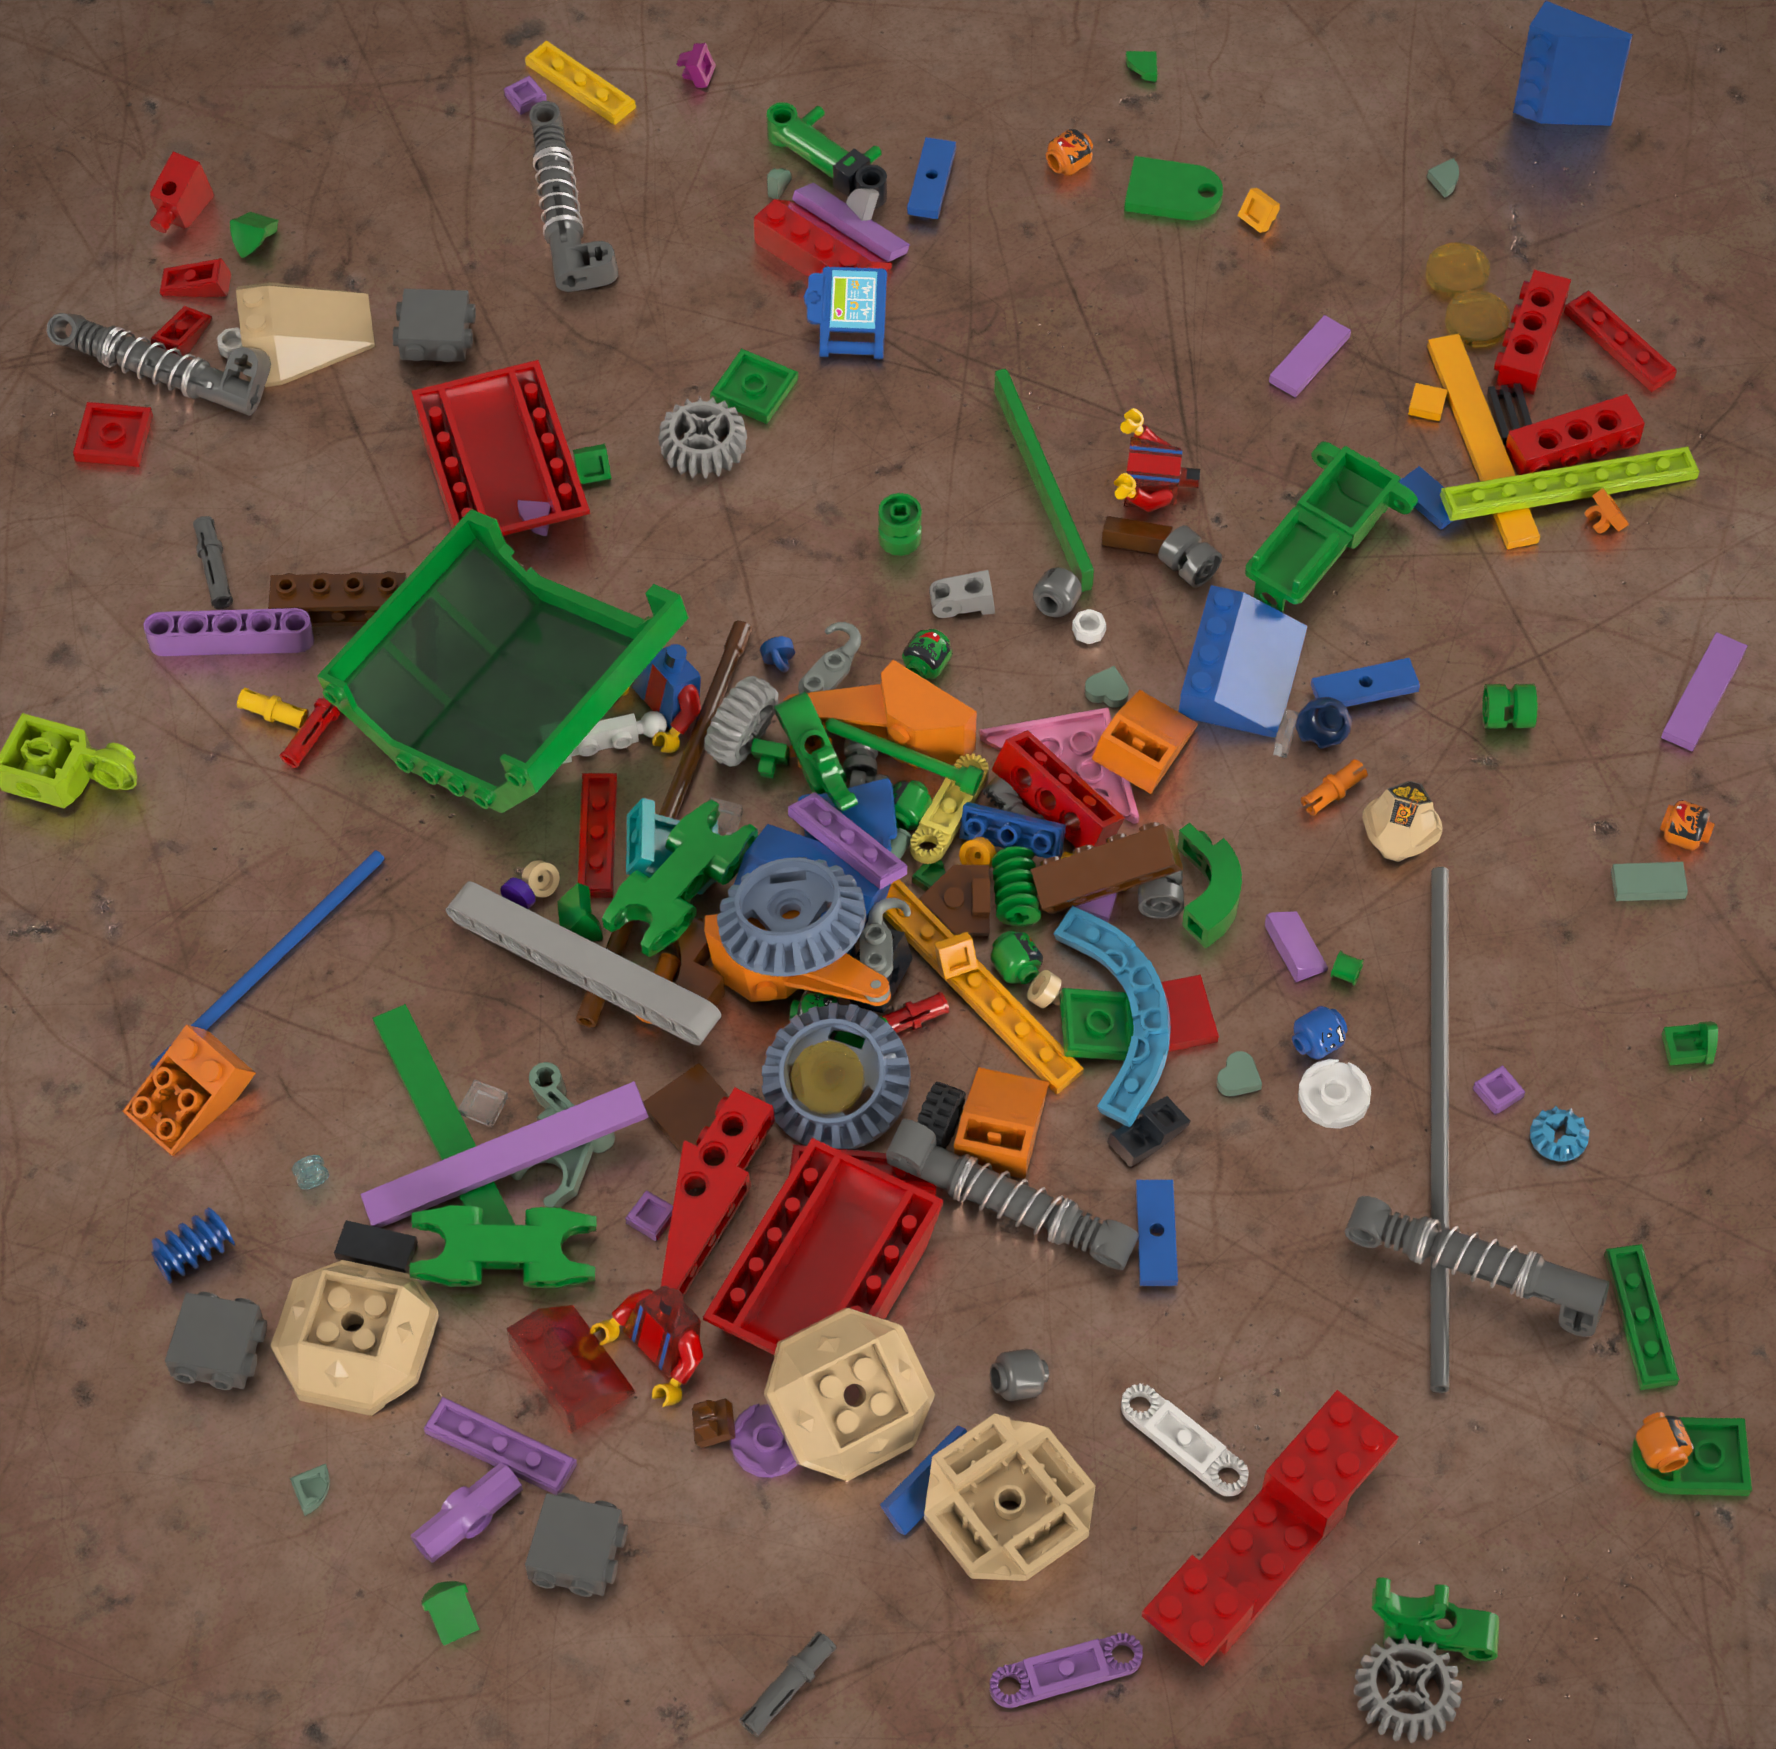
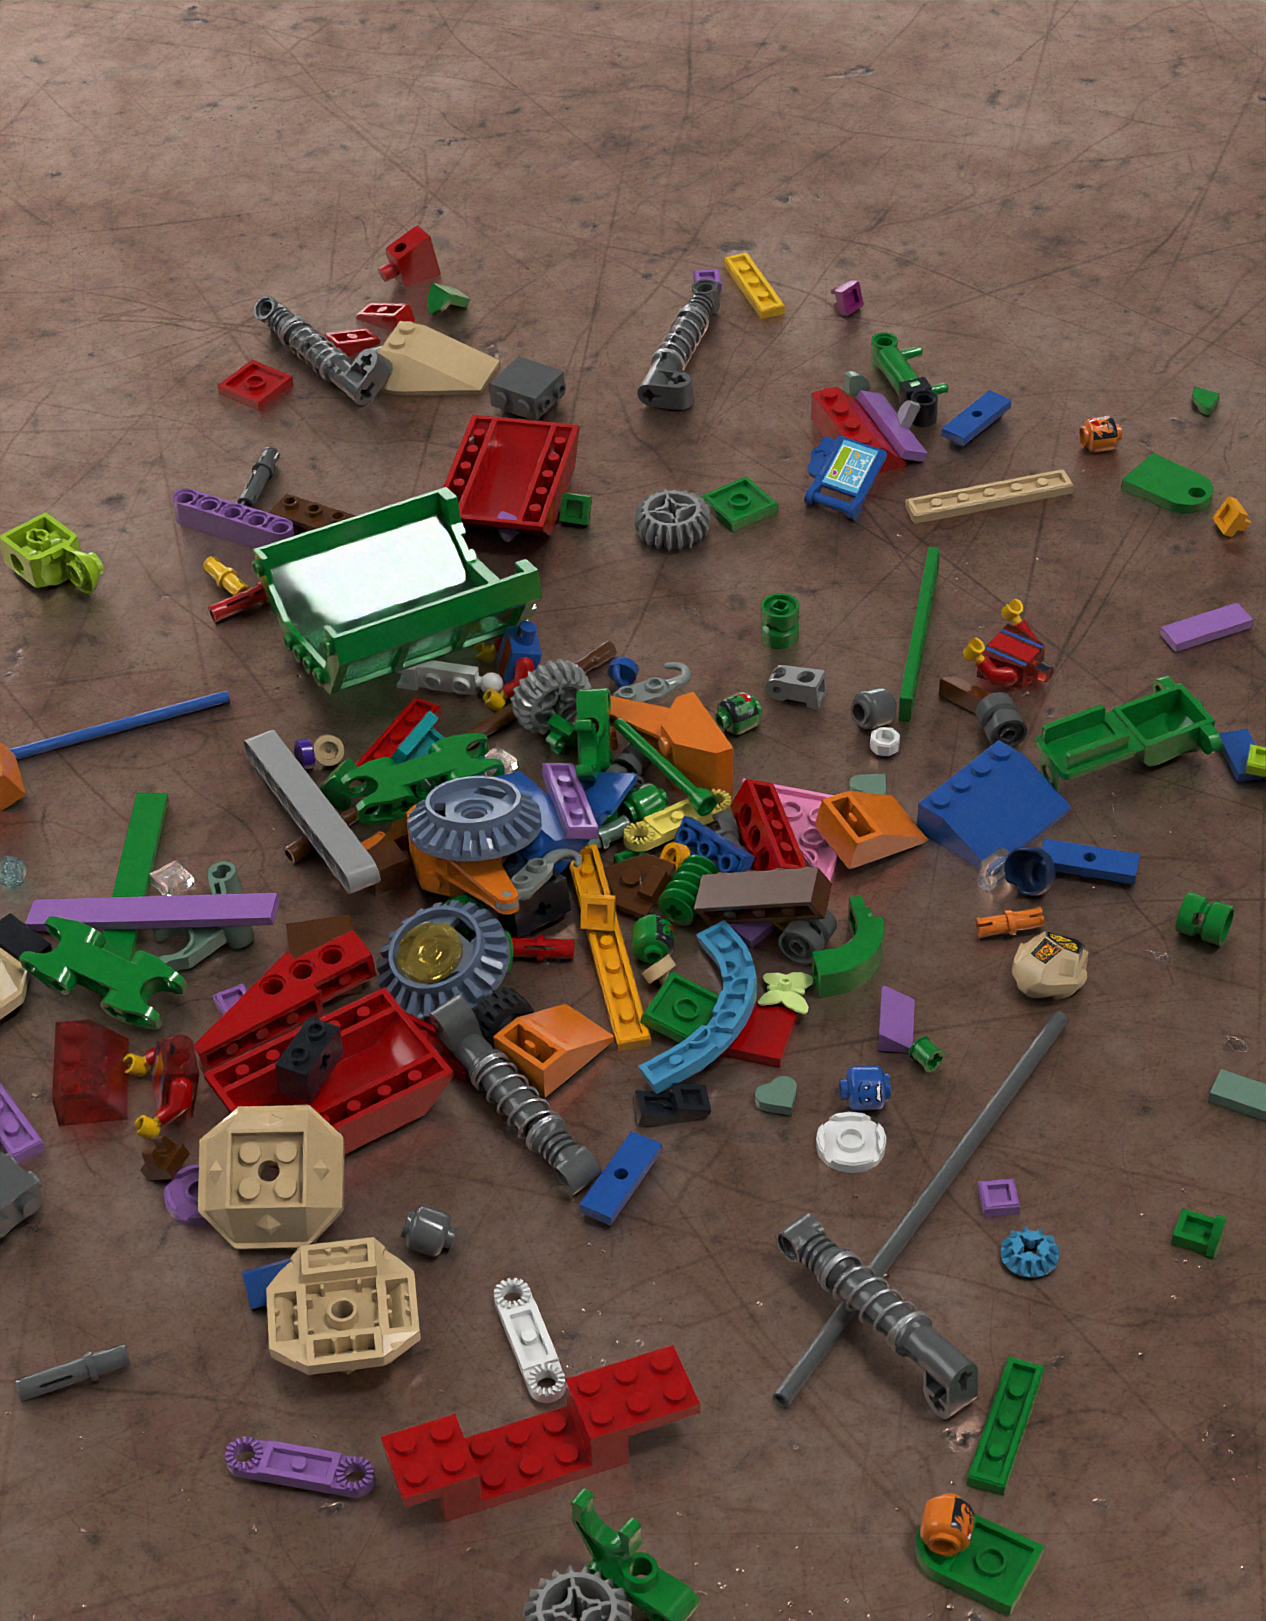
camera: 30 degrees right, 15 degrees down
(808, 1256) = (309, 1059): none -> black brick
(1002, 275) = (989, 496): none -> tan tile
(1175, 957) = (787, 990): none -> yellowish green piece

